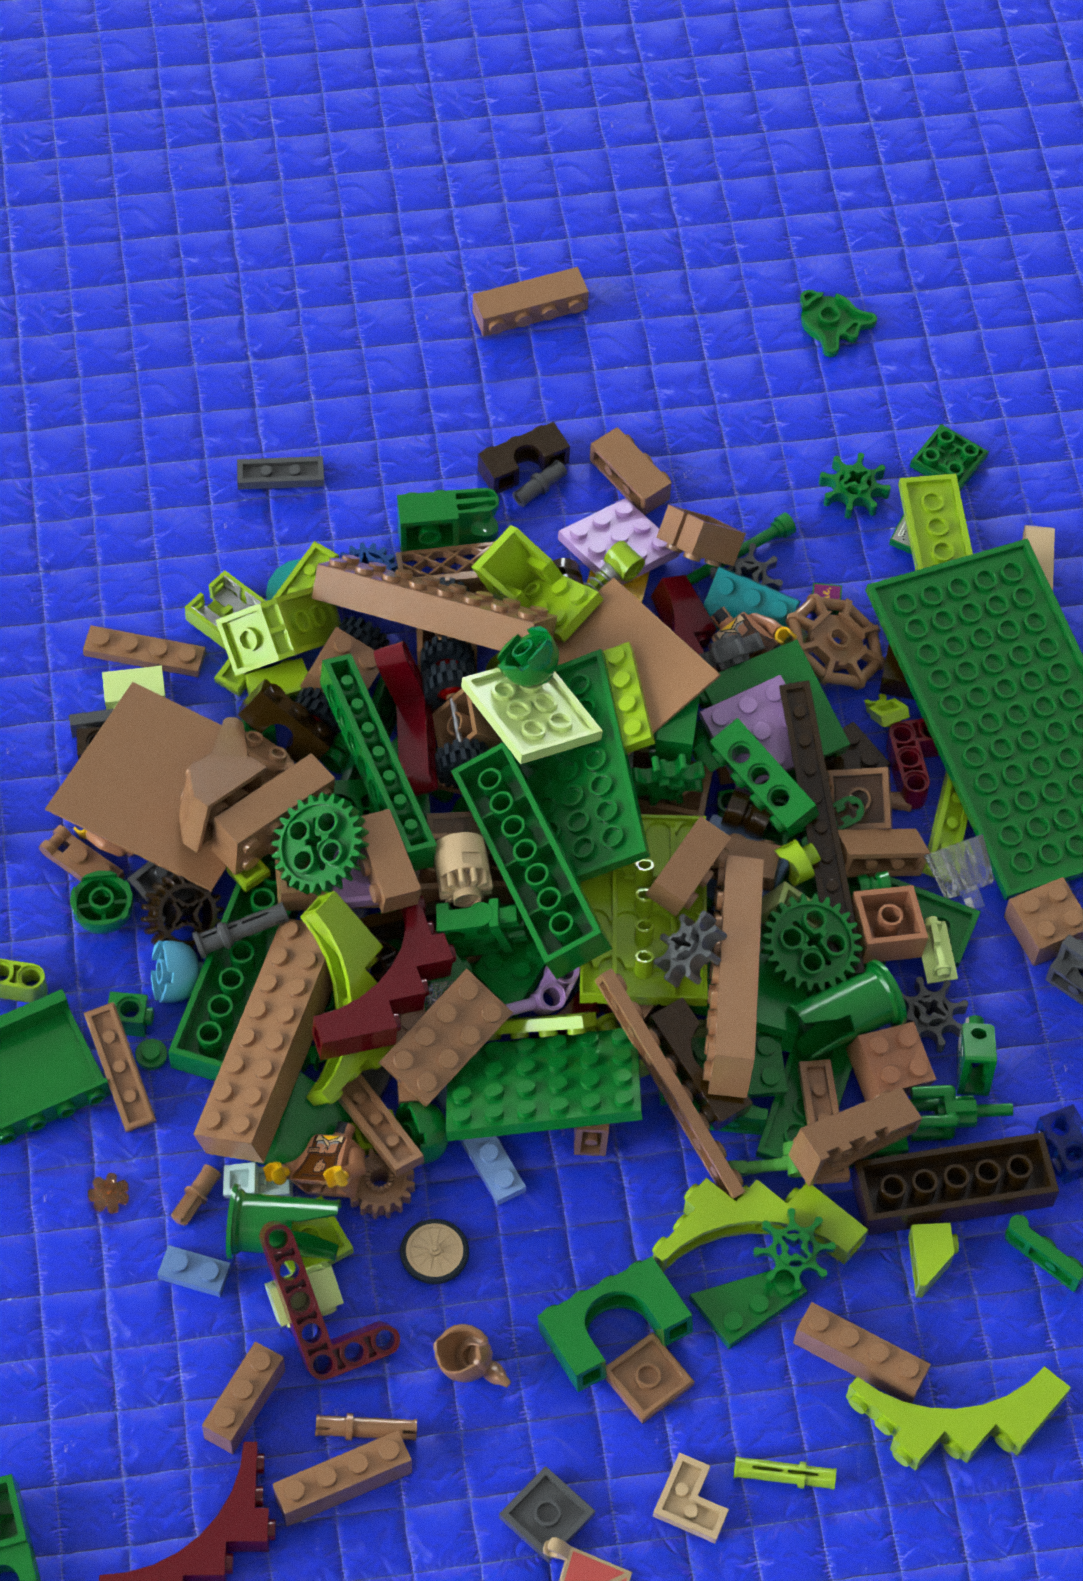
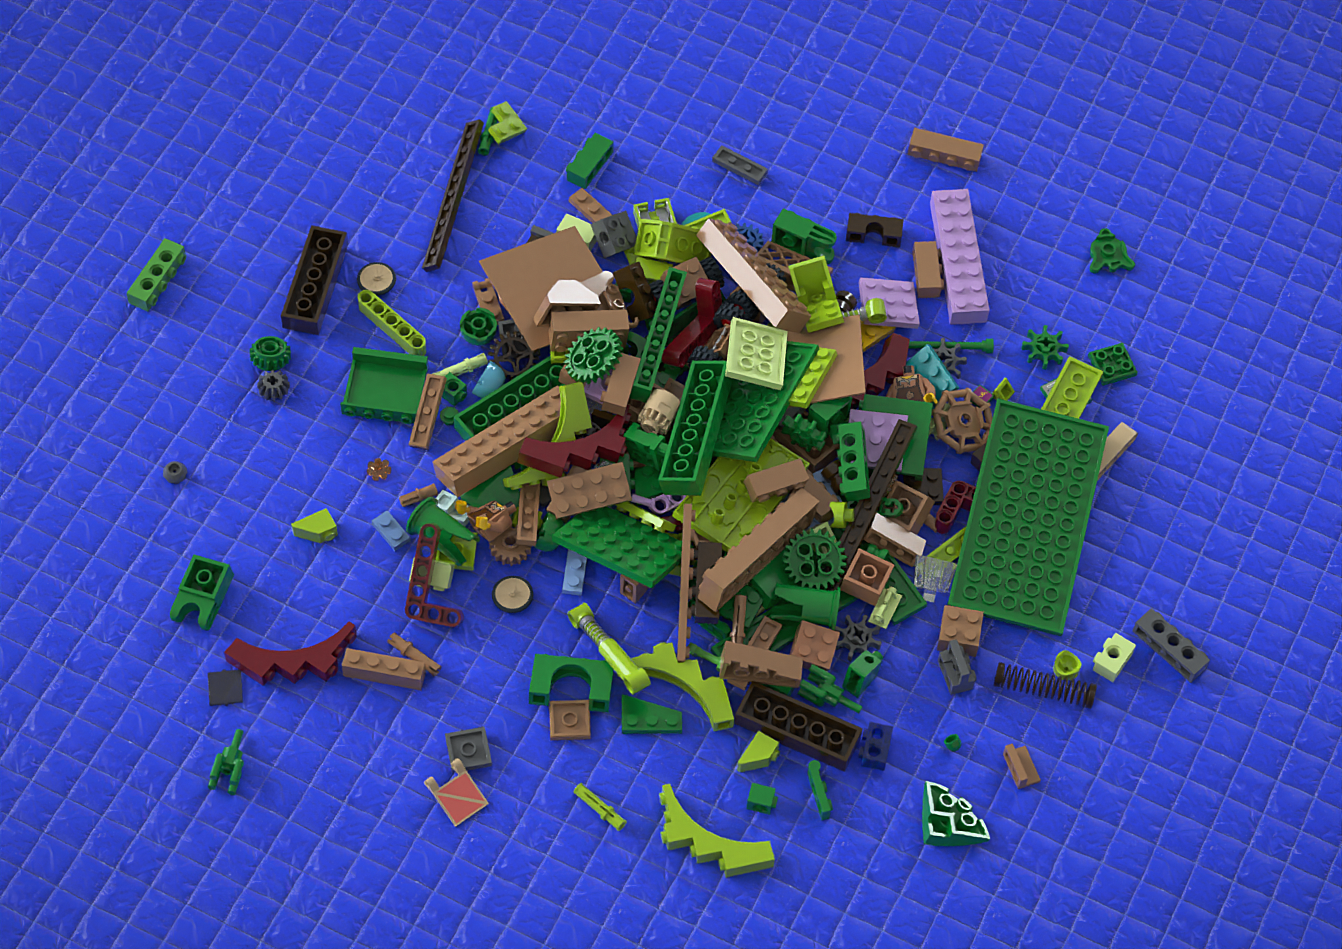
camera: 35 degrees right, 0 degrees up
(72, 582) = (589, 160): none -> green brick
(87, 1335) = (316, 527): none -> lime slope
(122, 968) = (467, 365): none -> yellowish green pin
(190, 663) = (614, 234): none -> dark grey brick
(226, 934) = (523, 376): dark grey pin -> none
(243, 1397) = (366, 602): medium nougat brick -> none
(467, 1356) = (486, 651): medium nougat hair -> none
(530, 658) = (772, 326): green cylinder -> none
(539, 483) = (873, 248): dark grey pin -> none
(629, 399) = (959, 256): none -> lavender brick
(683, 1506) = (537, 788): tan plate -> none
(690, 949) = (742, 520): dark grey gear -> none
(700, 536) = (930, 322): medium nougat piece -> none
(706, 1260) = (633, 676): none -> lime piece
(732, 650) = (892, 388): dark grey gear -> none
(762, 1063) = (738, 619): none -> medium nougat pin
(803, 1237) = (695, 704): green gear -> none
(847, 574) = (1003, 390): none -> lime slope
(861, 1353) = (683, 776): medium nougat brick -> none
(886, 712) = (961, 472): lime plate -> none
(983, 1315) = (761, 798): none -> green brick

